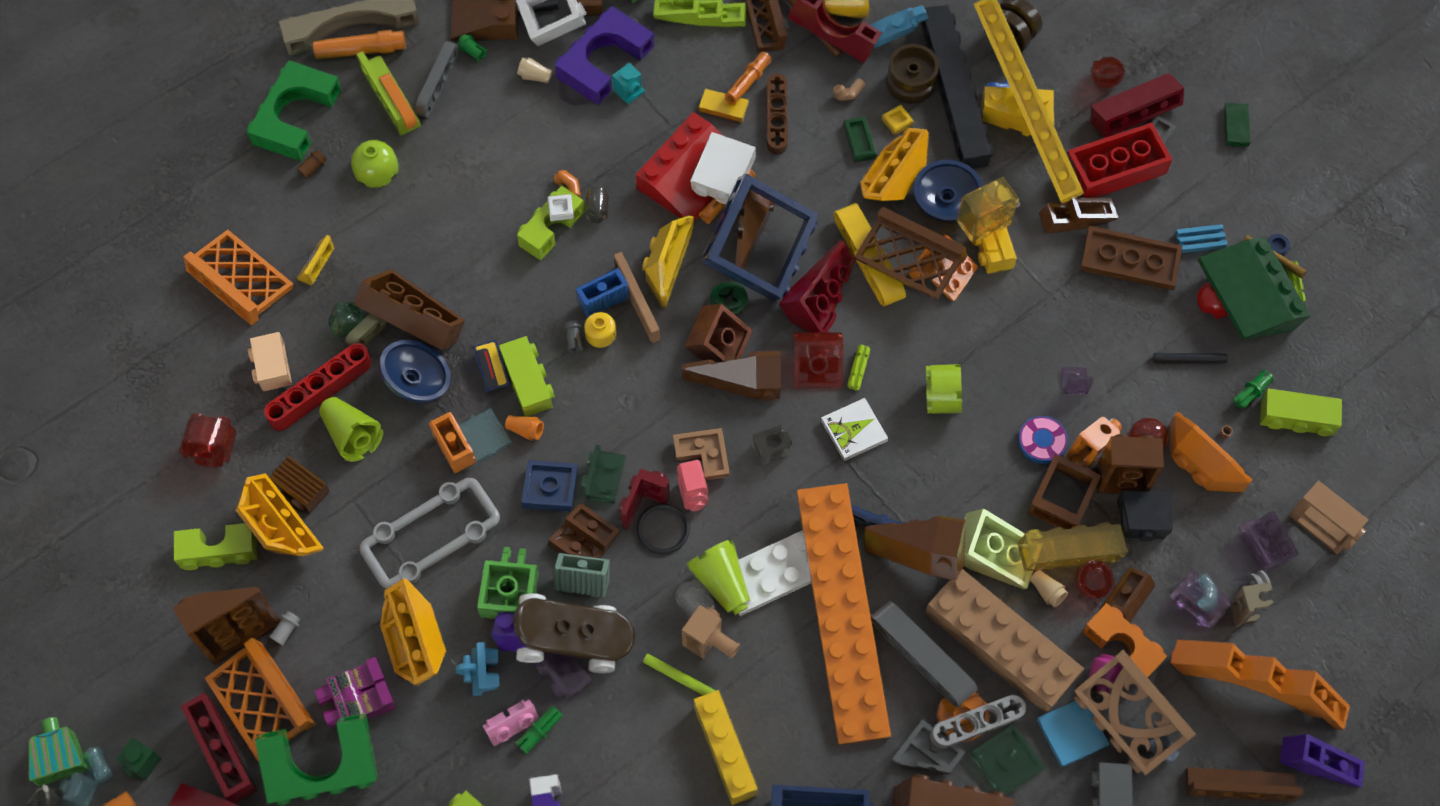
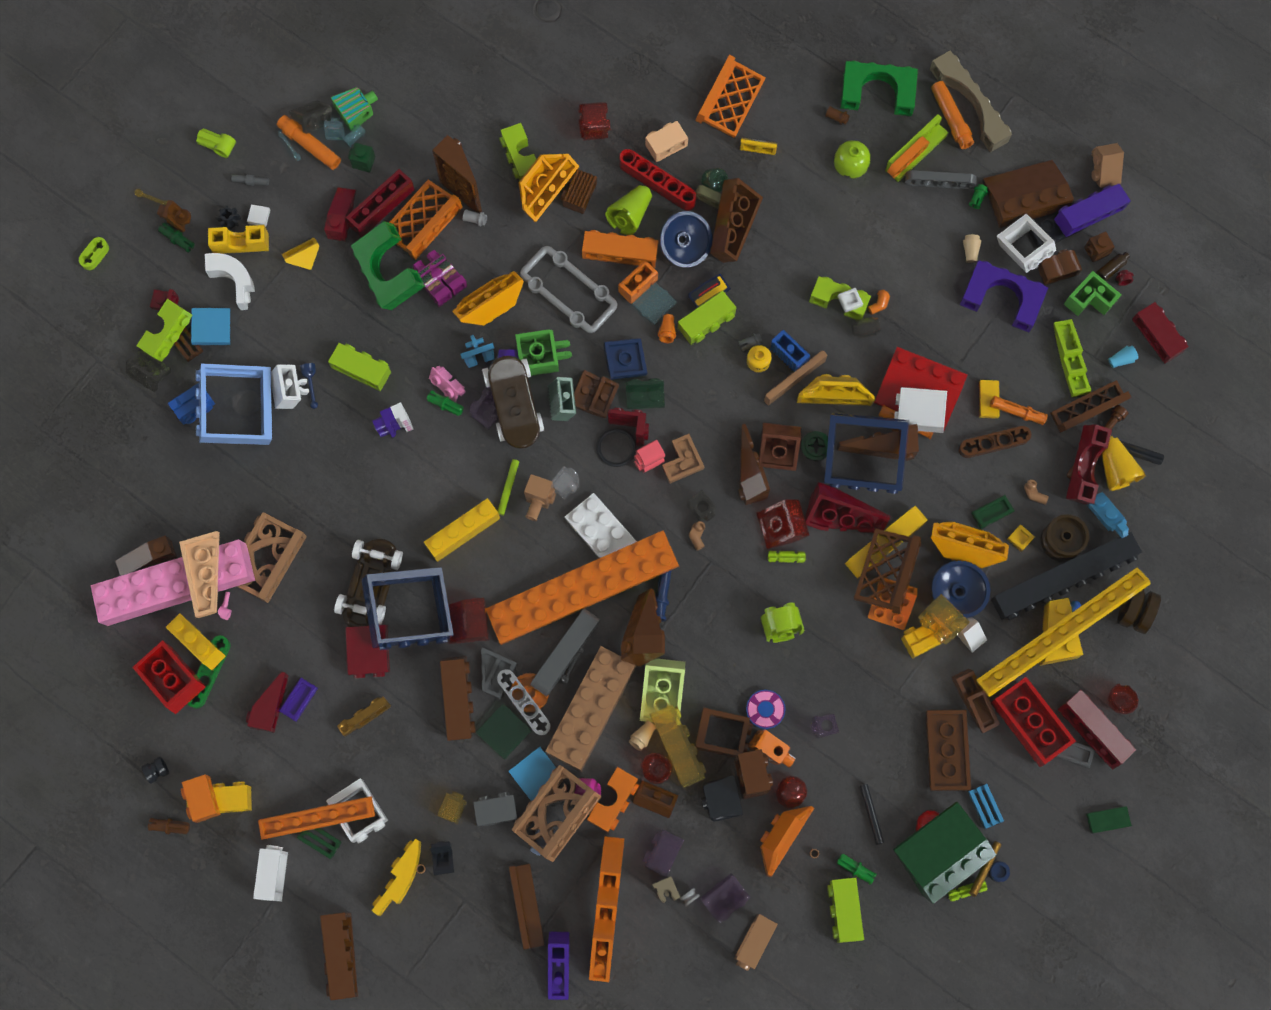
camera: 75 degrees right, 10 degrees up
(396, 455) = (619, 248): none -> orange brick
(628, 83) = (982, 320): teal brick -> none
(722, 576) = (582, 494): lime cone -> none
(804, 463) = (695, 535): none -> medium nougat arm
(852, 765) = (469, 621): none -> clear red slope
(854, 429) = (733, 565): white tile -> none
(1210, 593) = (663, 855): clear light blue arm -> none

